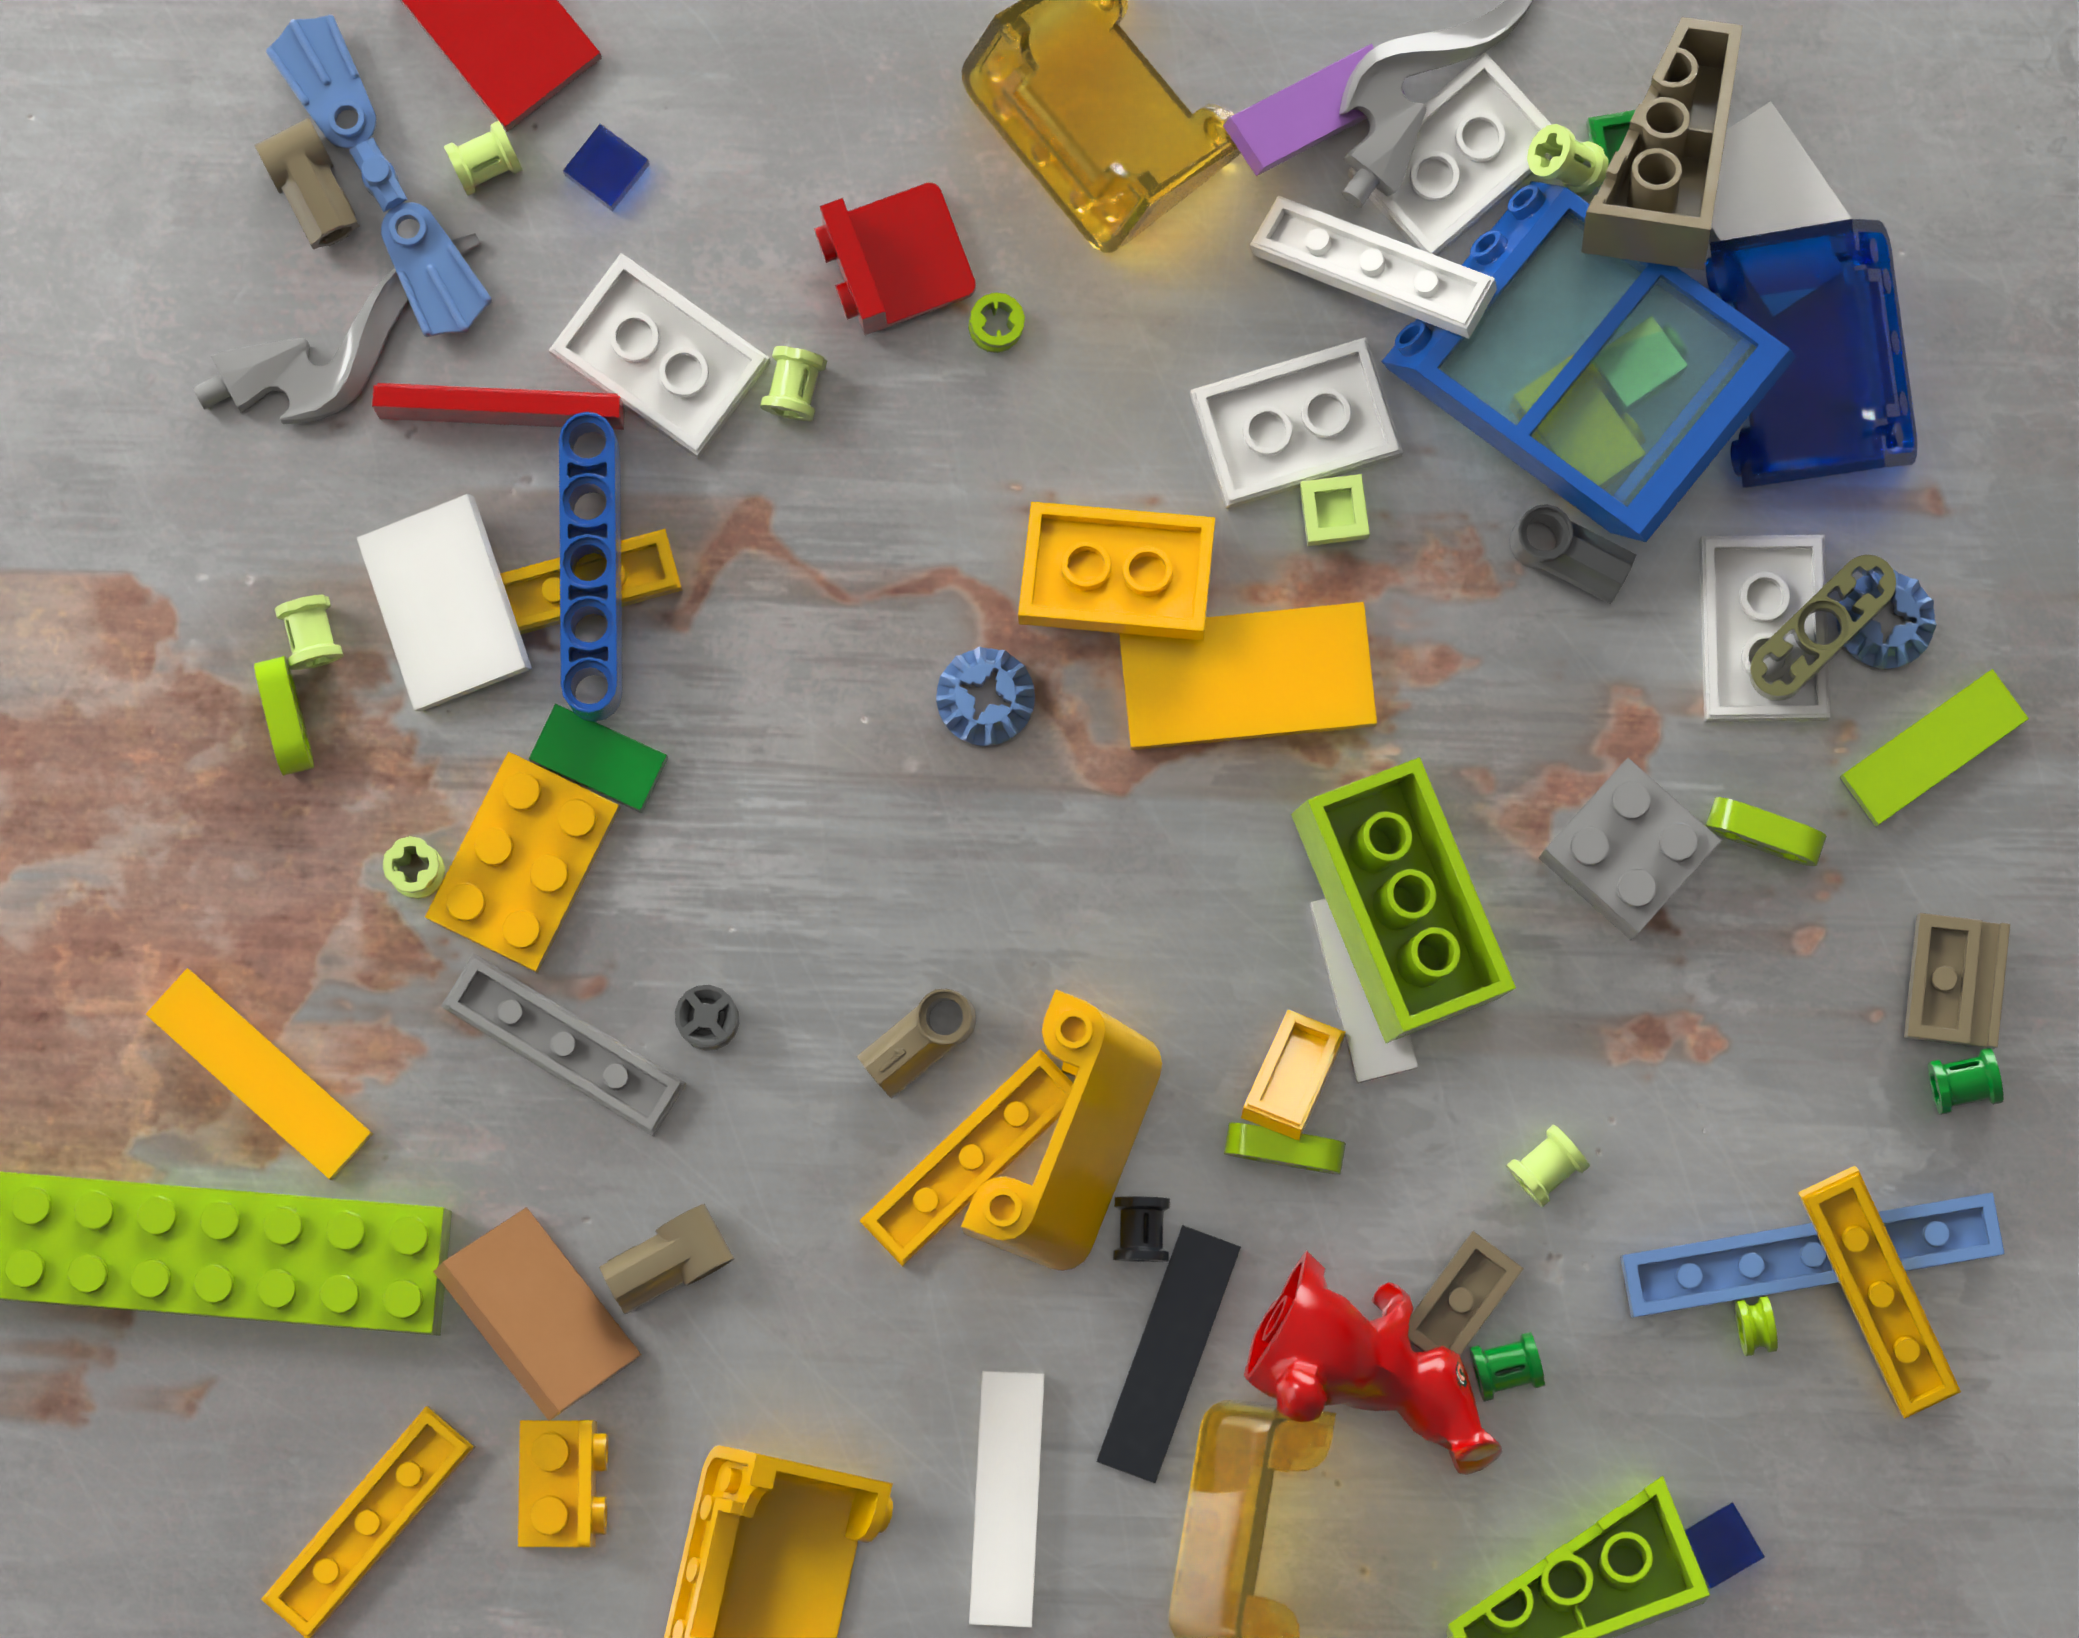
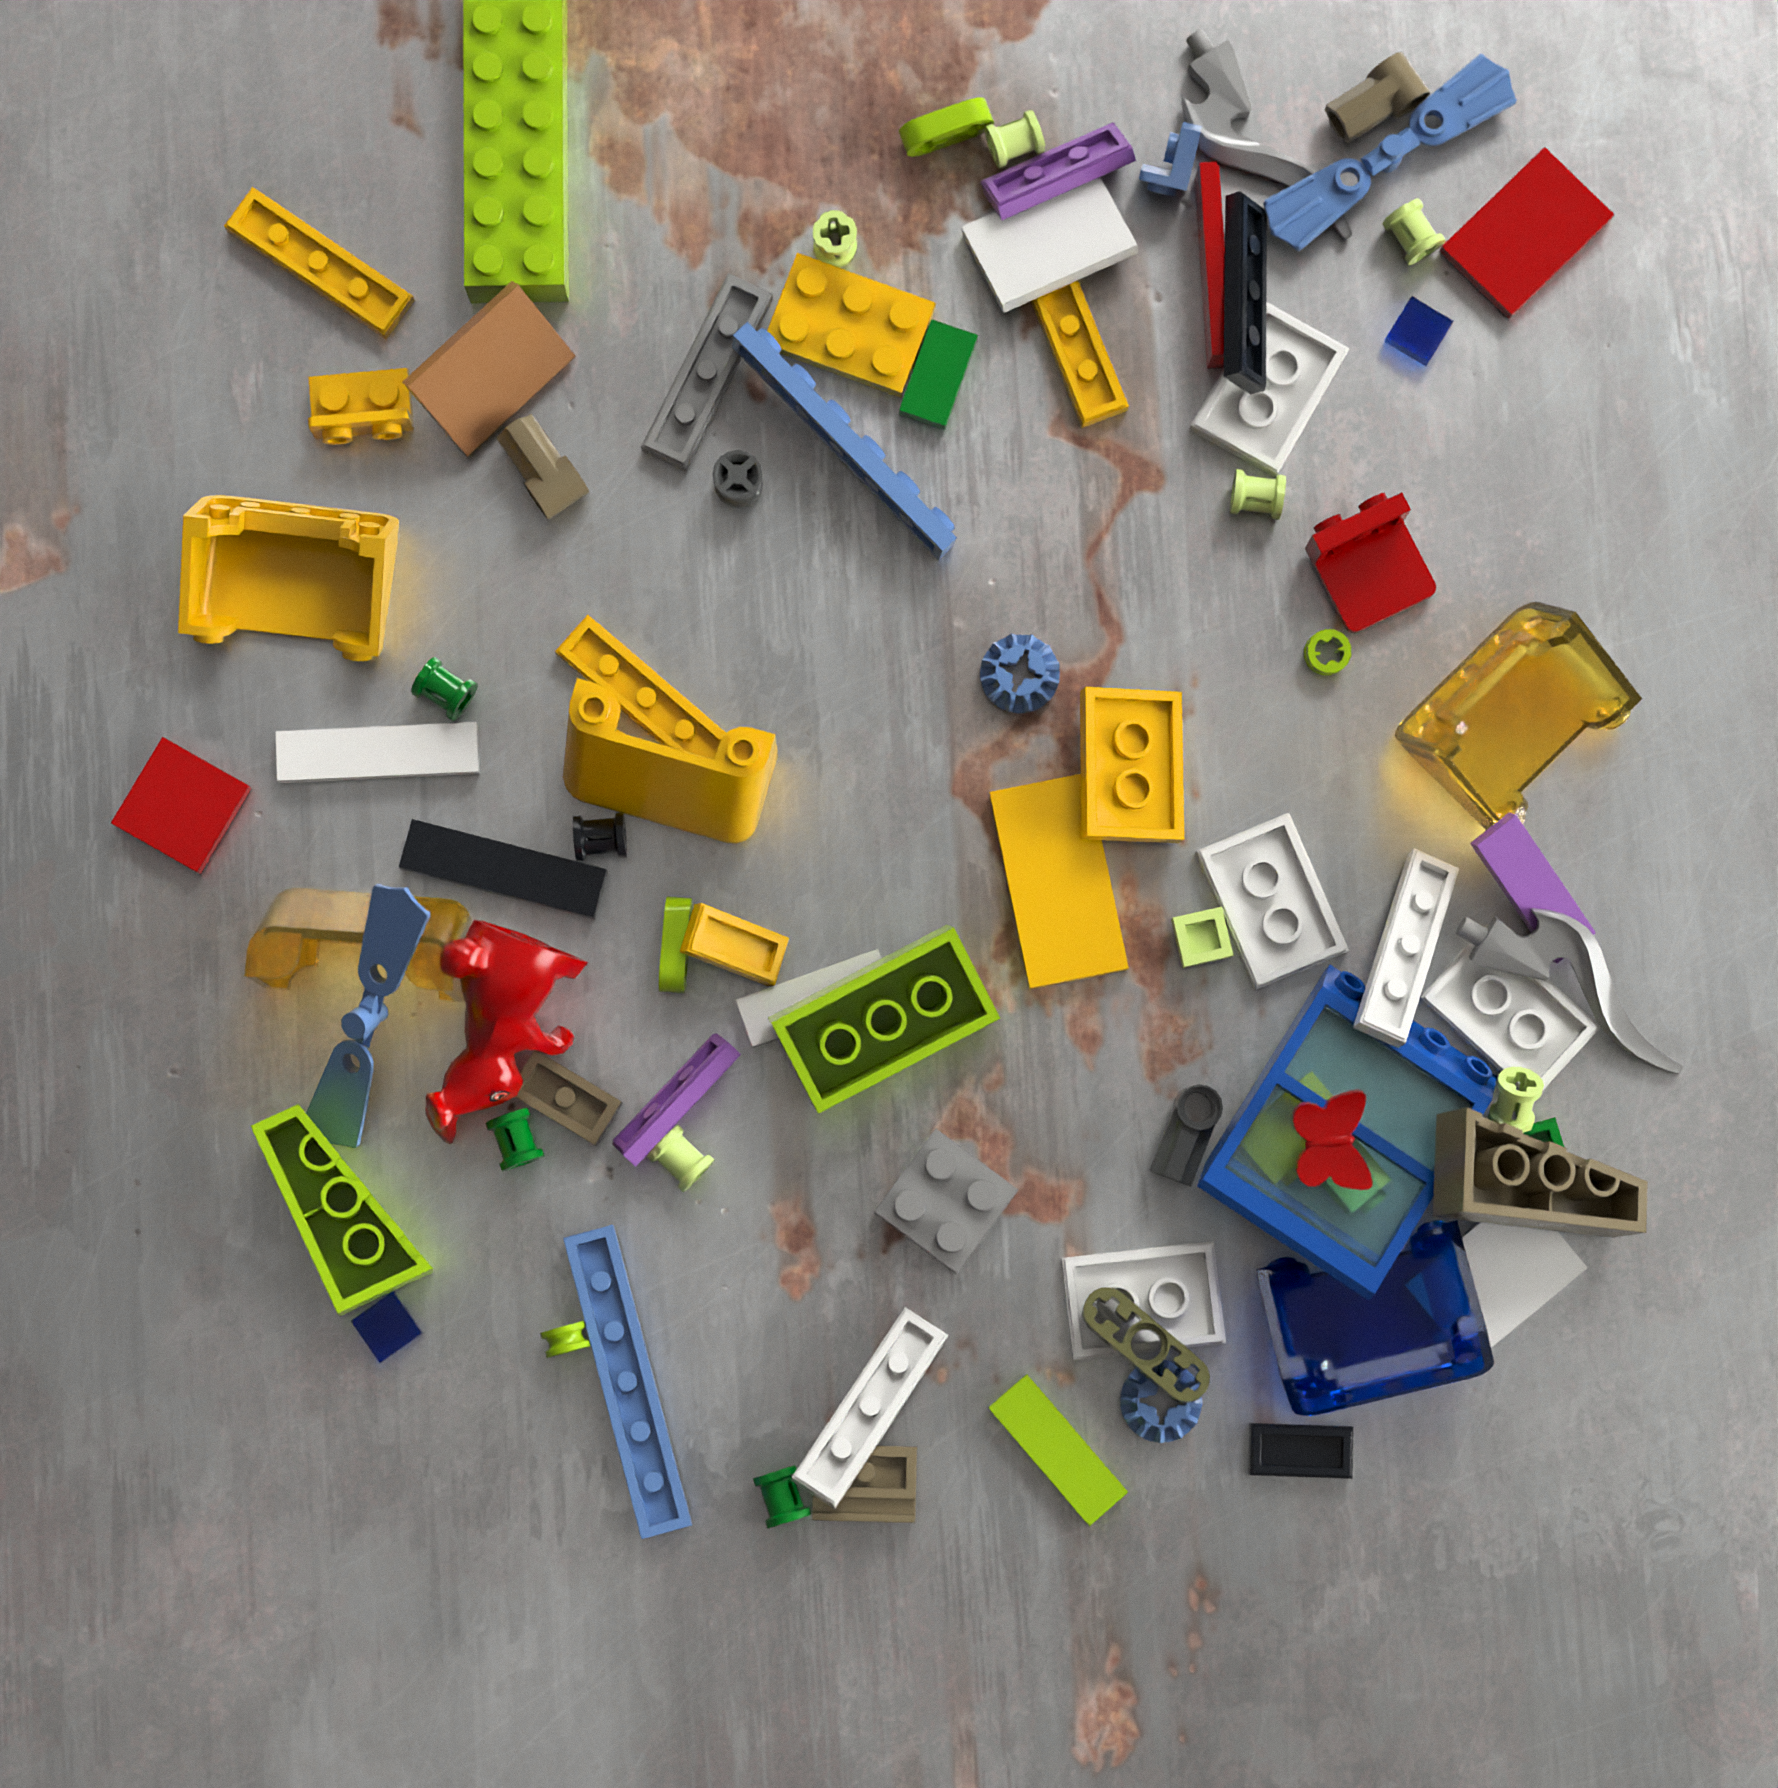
camera: 80 degrees right, 0 degrees up
(259, 1074) = (661, 141): yellow tile -> none
(356, 427) = (1179, 152): none -> medium blue bracket
(356, 583) = (1058, 171): none -> medium lavender tile
(542, 368) = (1245, 293): none -> black tile
(583, 537) = (1107, 330): blue beam -> none
(654, 894) = (859, 454): none -> medium blue plate
(913, 1044) = (733, 644): dark tan piece -> none
(936, 1407) = (444, 688): none -> green bush
(1268, 1481) = (389, 940): none -> medium blue piece
(1475, 1164) = (675, 1098): none -> medium lavender tile
(1609, 379) = (1330, 1142): none -> red animal
(1766, 831) = (972, 1314): lime beam -> none
(1869, 964) = (869, 1408): none -> white tile
(1879, 1292) = (600, 1437): yellow tile -> none
(1957, 461) = (1300, 1450): none -> black tile

